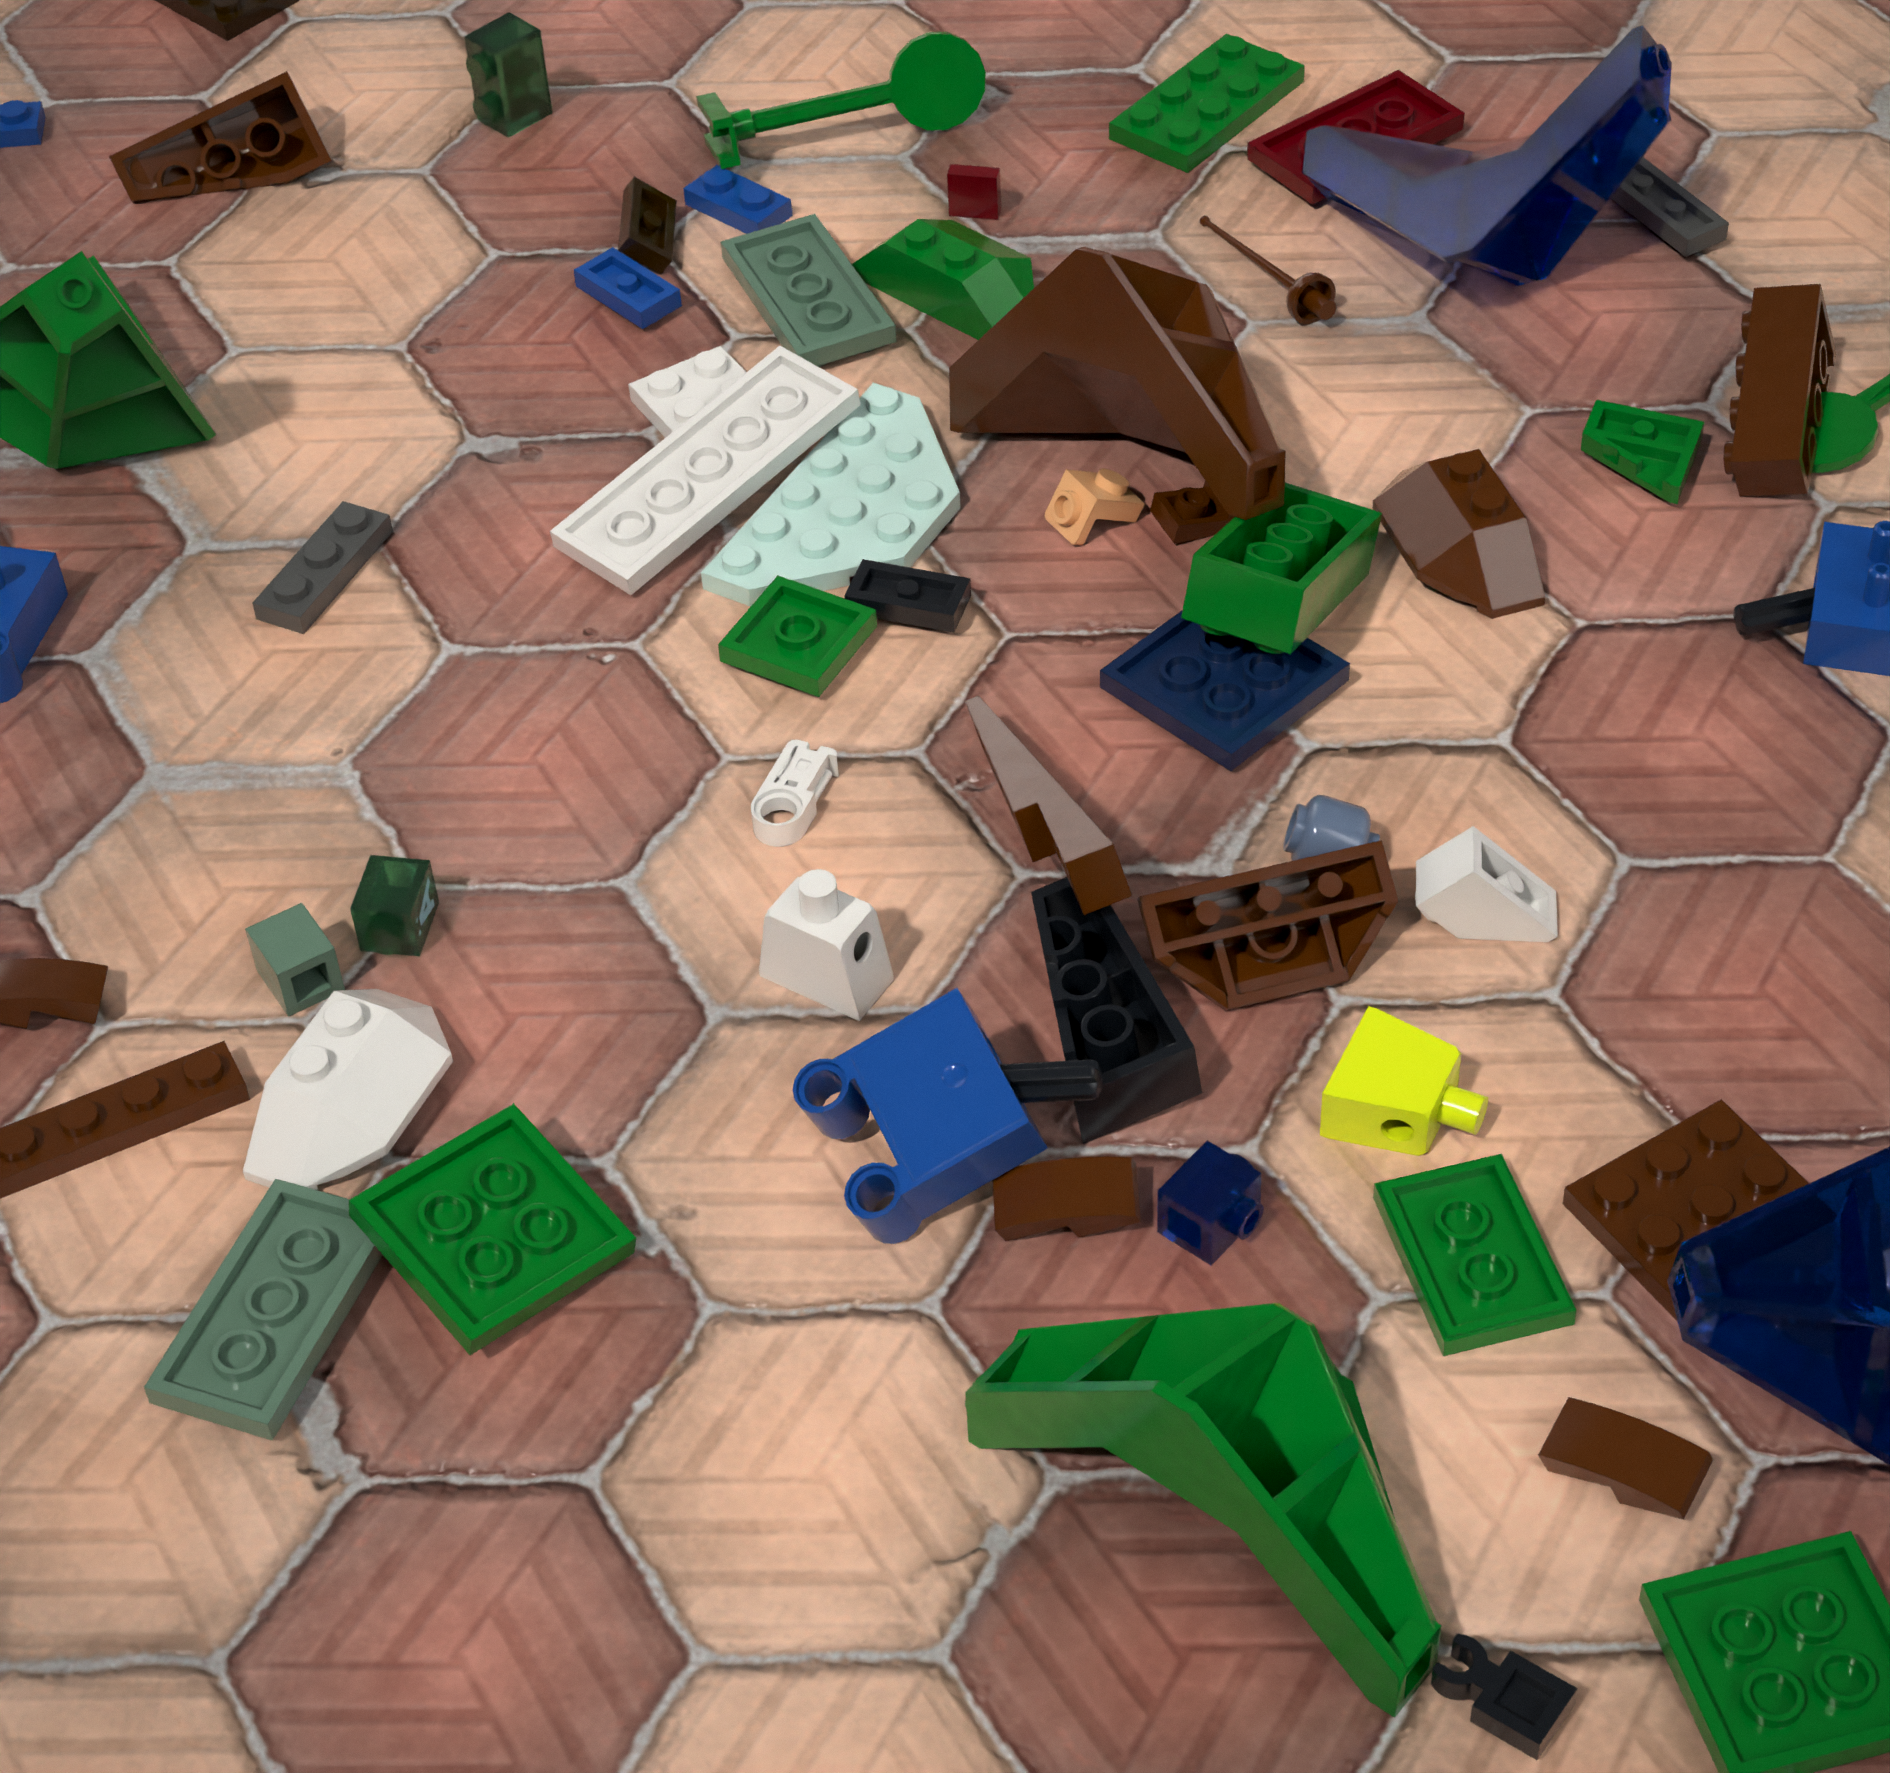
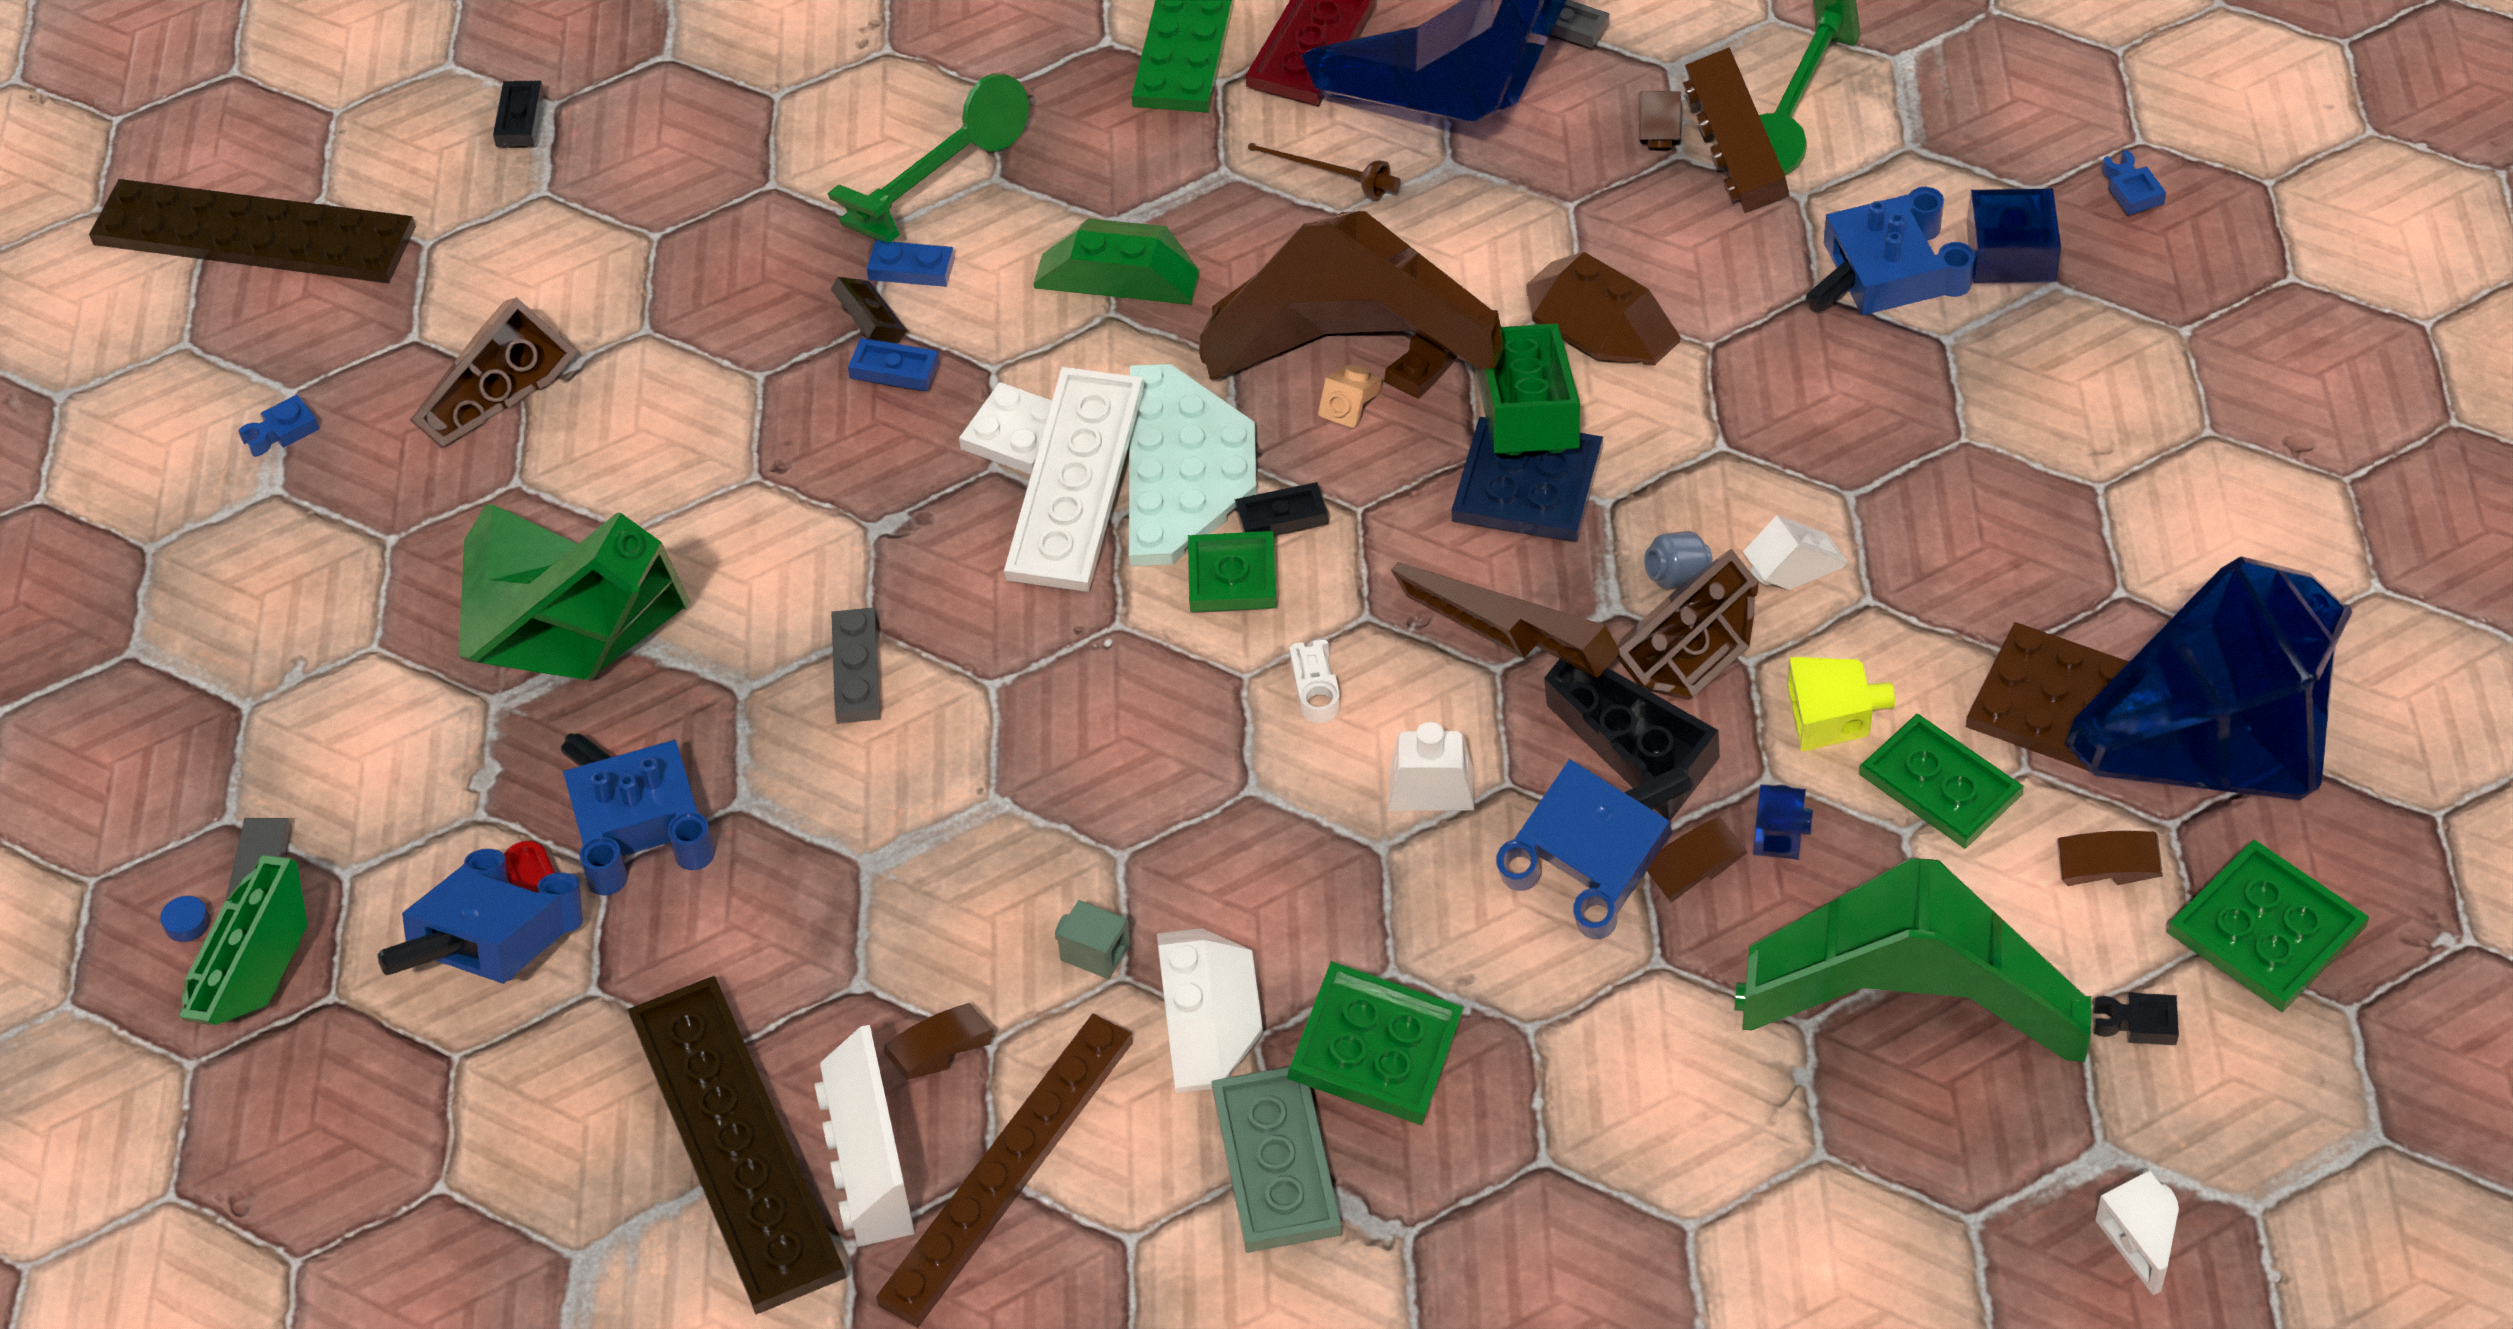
camera: 30 degrees left, 5 degrees up
(394, 905) = (1128, 874): clear green brick -> none
(508, 74) = (670, 230): clear green brick -> none
(808, 291) = (1025, 314): sand green plate -> none
(974, 191) = (1082, 189): dark red tile -> none
(1644, 446) = (1668, 203): green wing -> none
(1701, 348) = (1659, 117): none -> reddish brown slope

